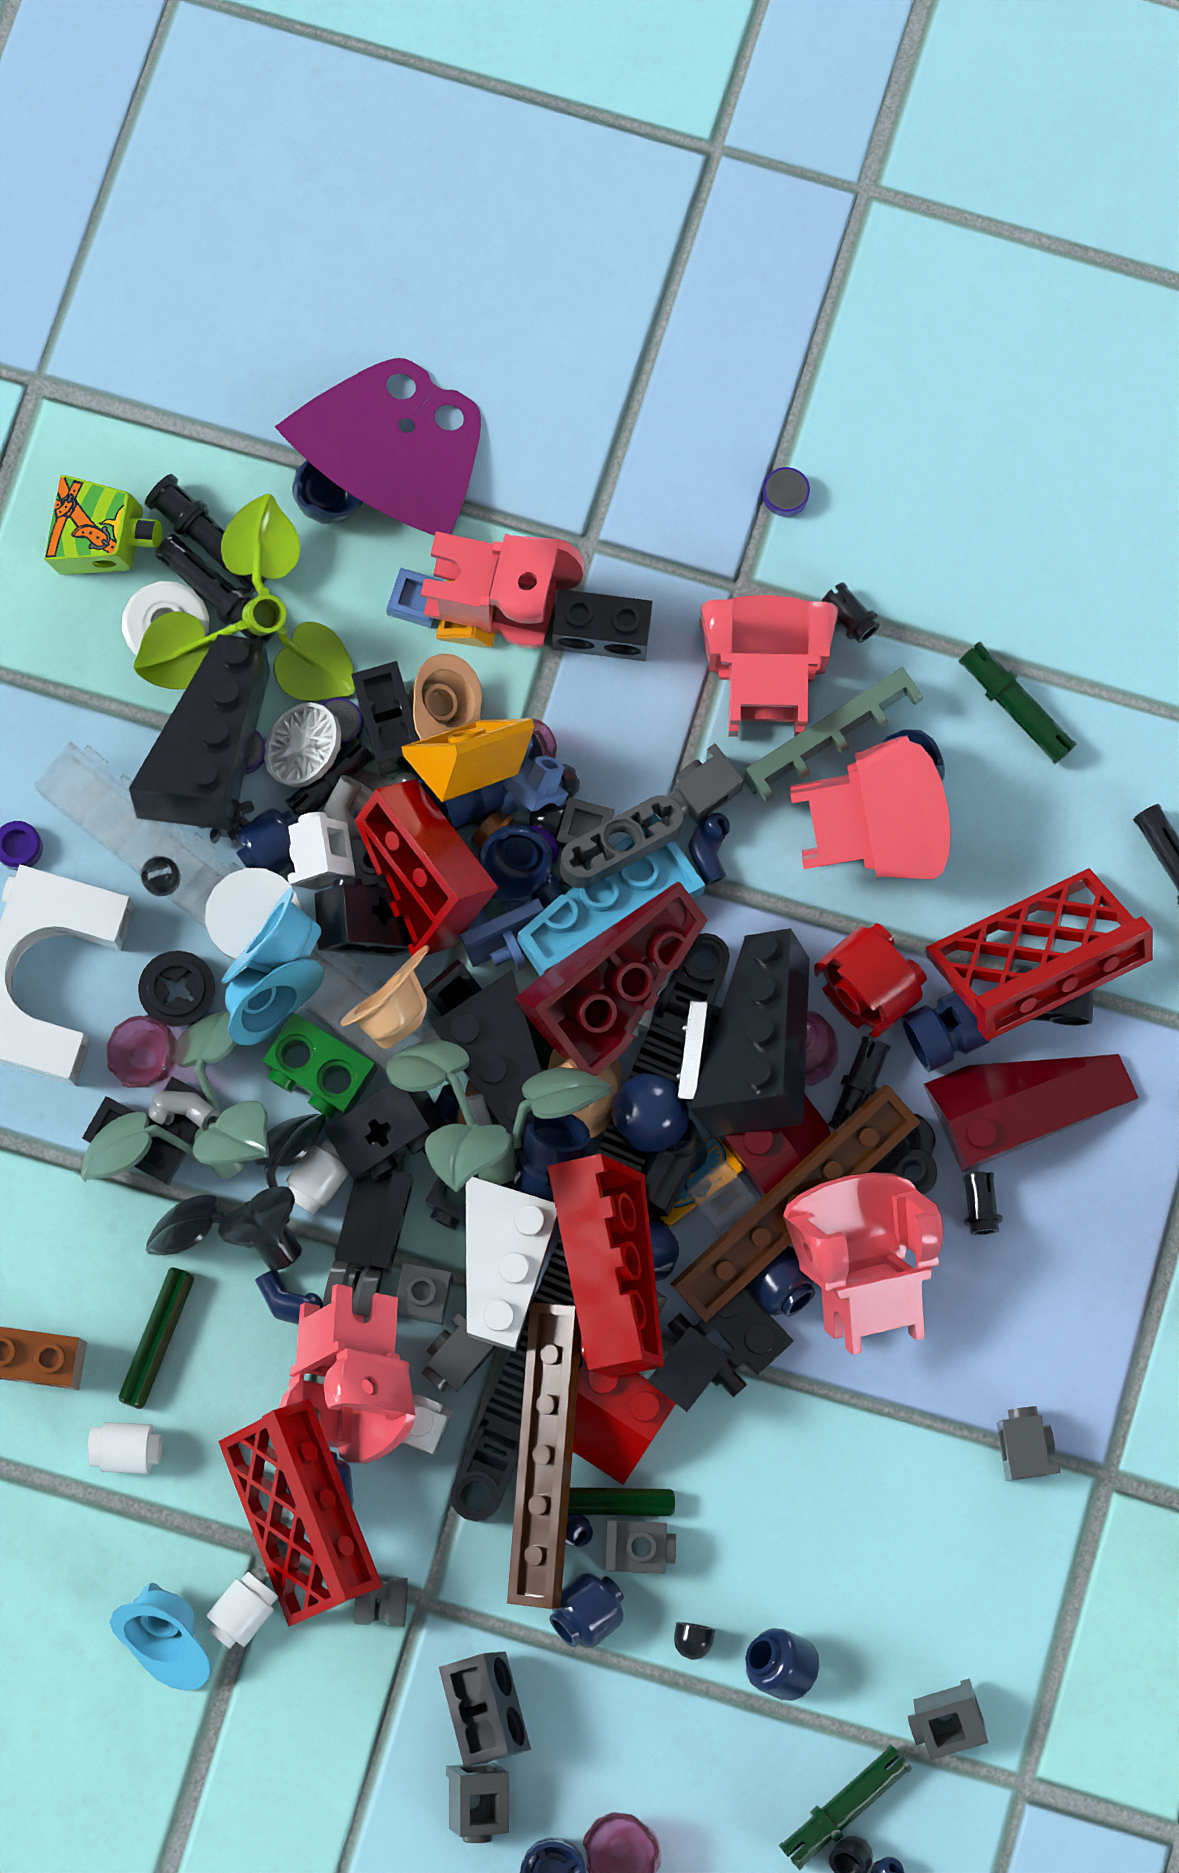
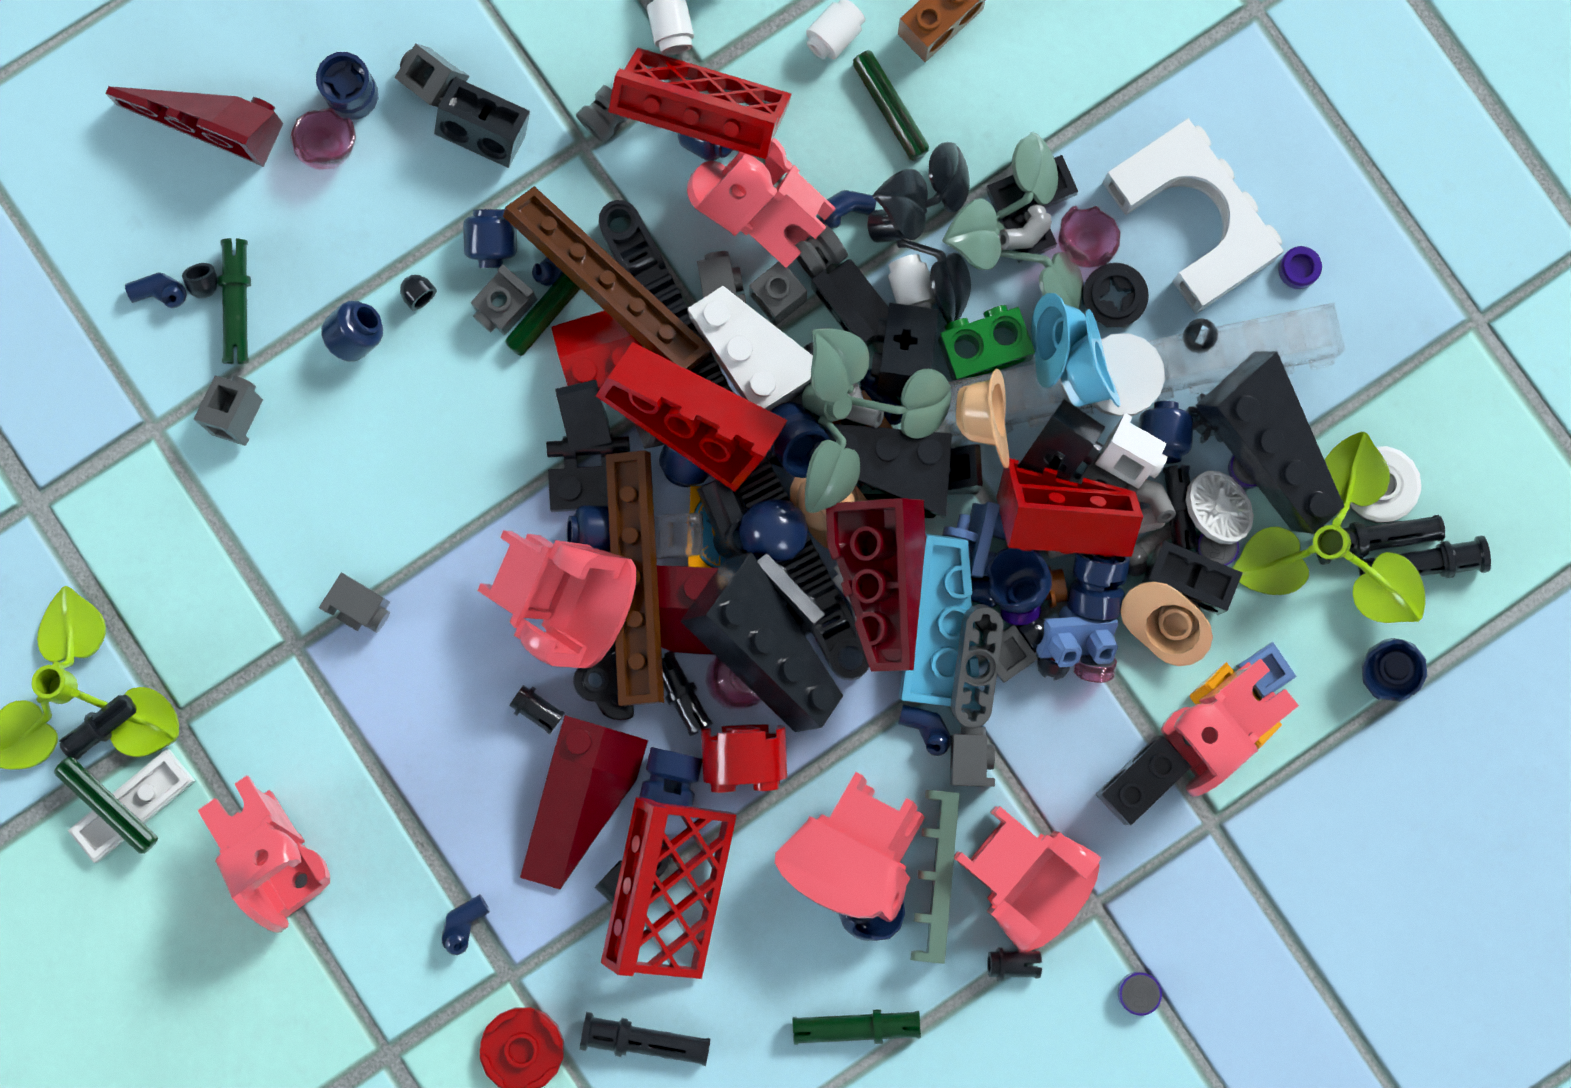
camera: 130 degrees right, 5 degrees up
(96, 529) = (1488, 487): torso -> none
(358, 445) = (1404, 715): magenta piece -> none
(428, 1425) = (694, 229): white brick -> none
(470, 755) = (1119, 604): light orange slope -> none

